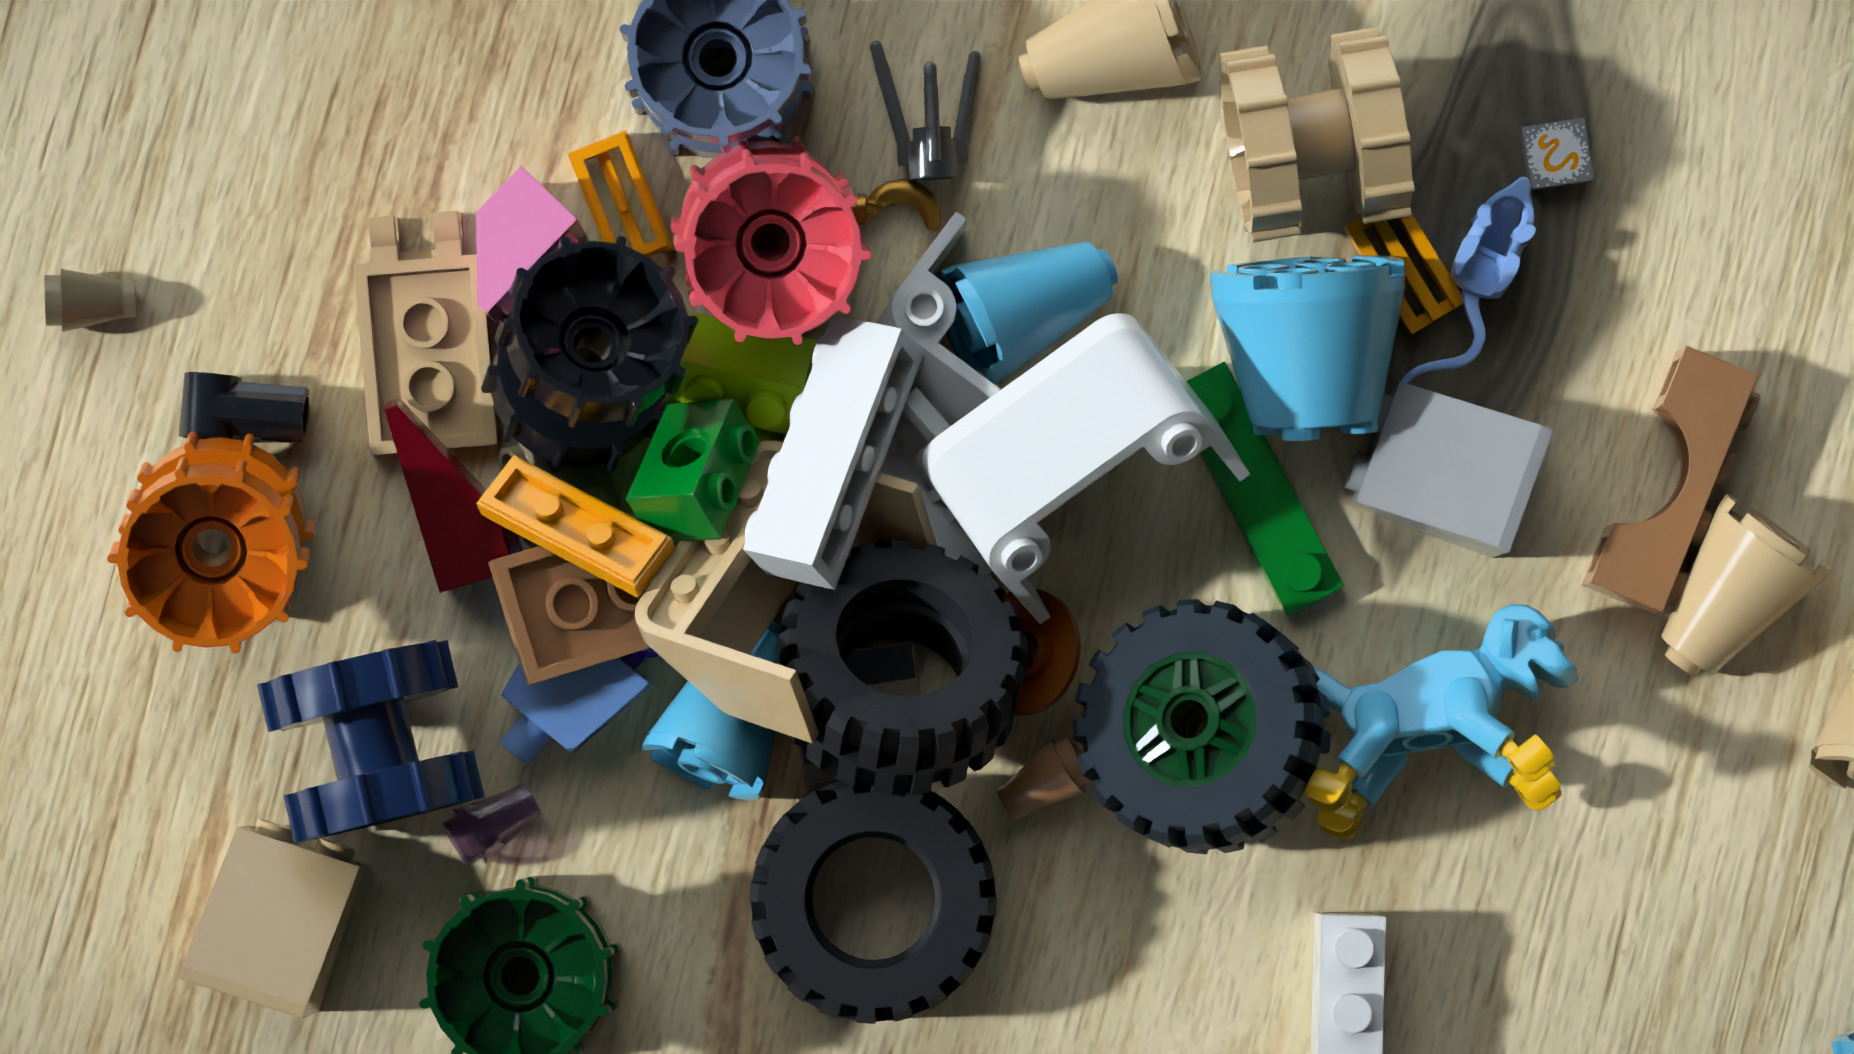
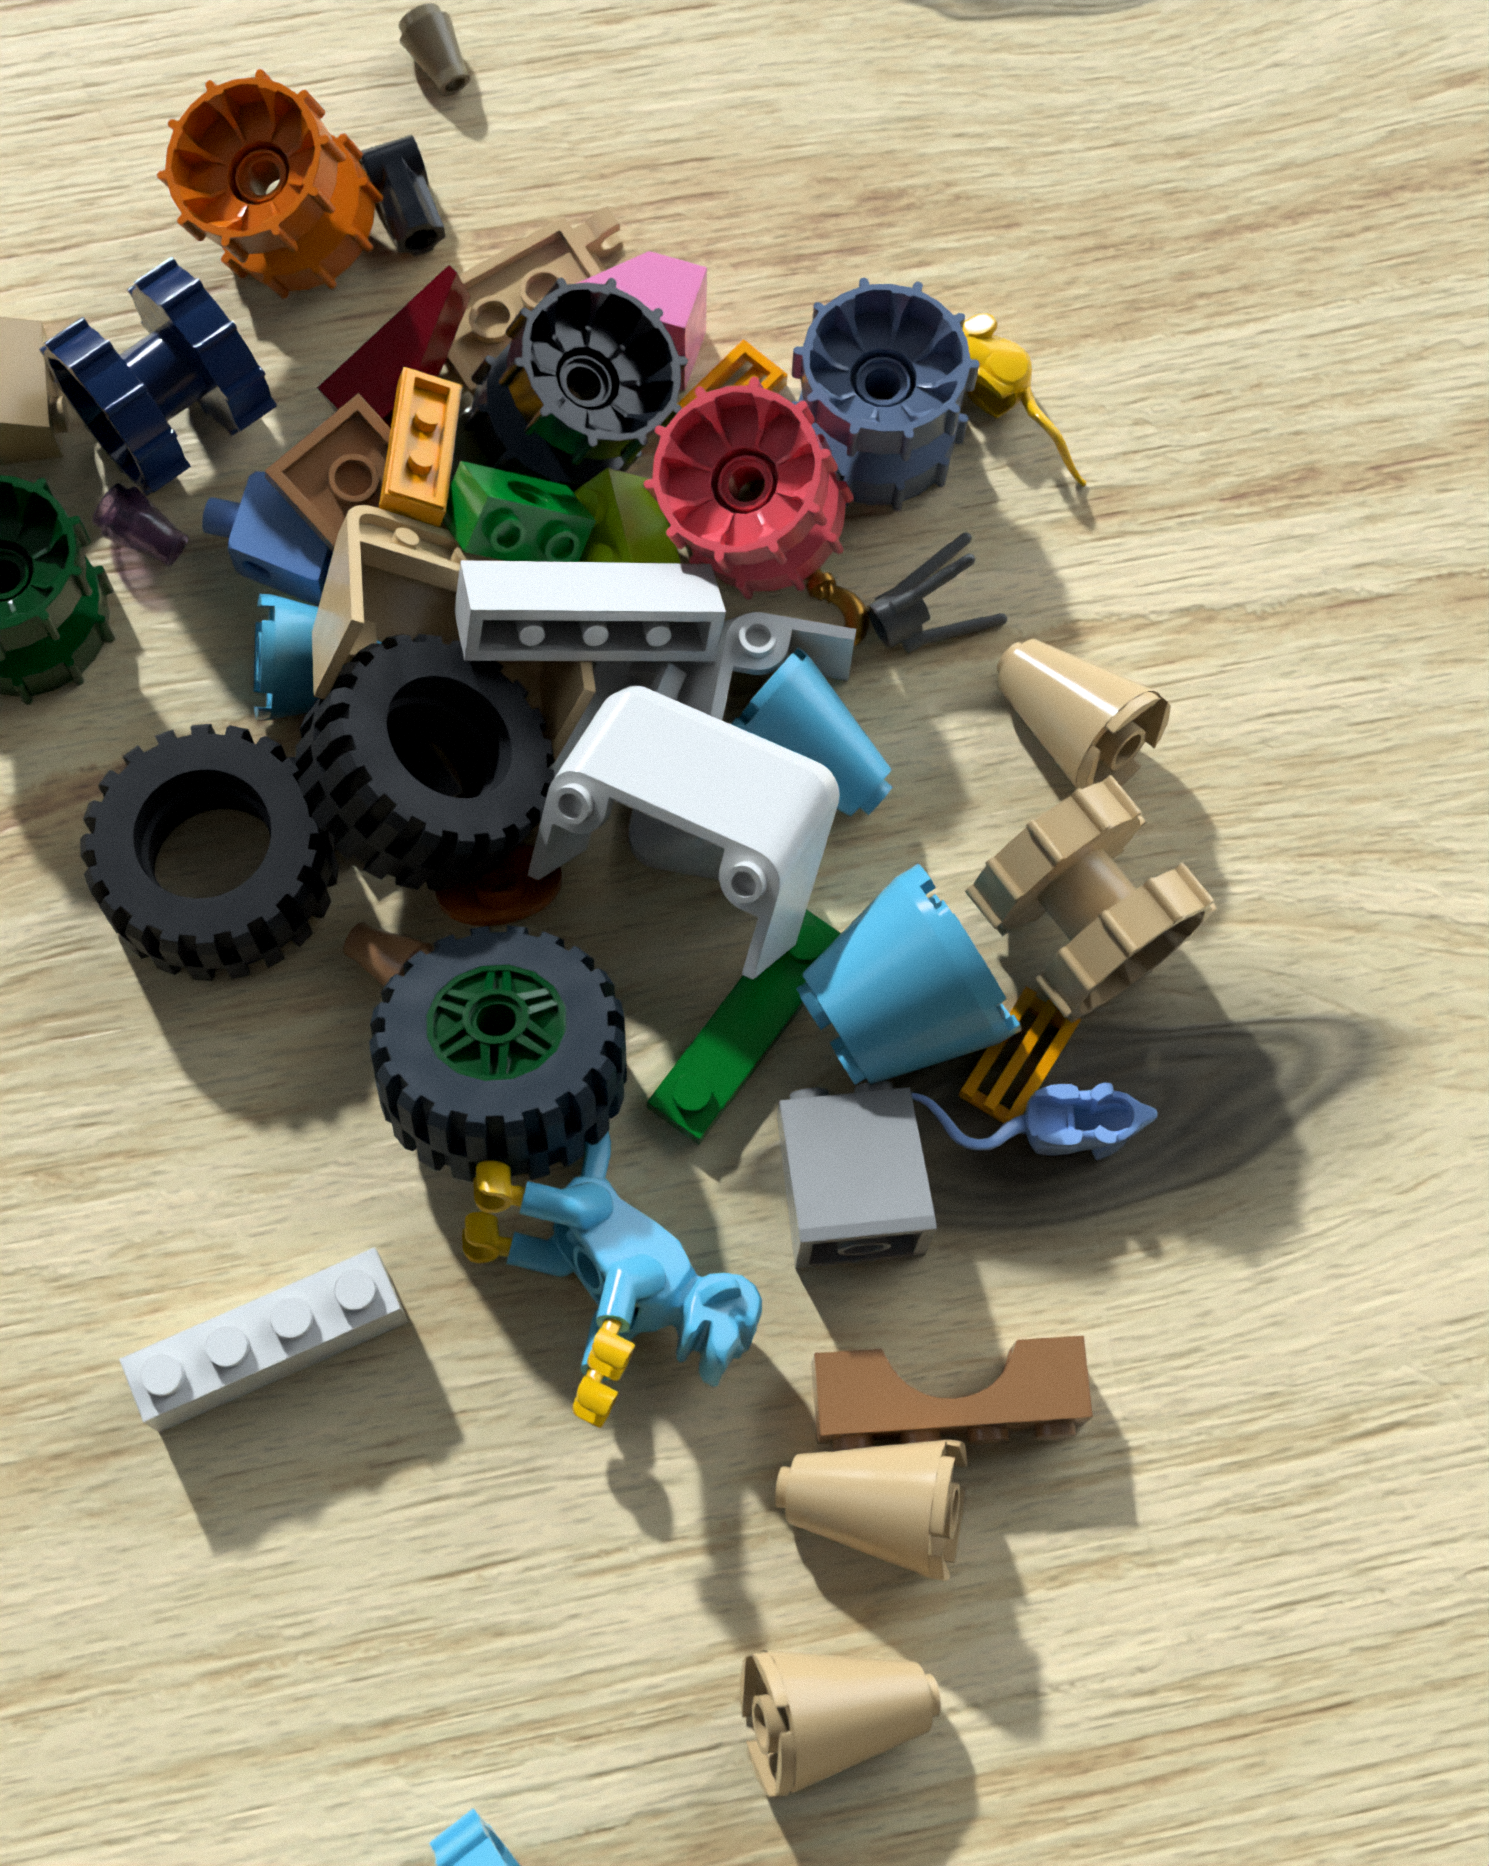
camera: 65 degrees right, 15 degrees down
(1556, 154) = (1193, 1145): tile -> none

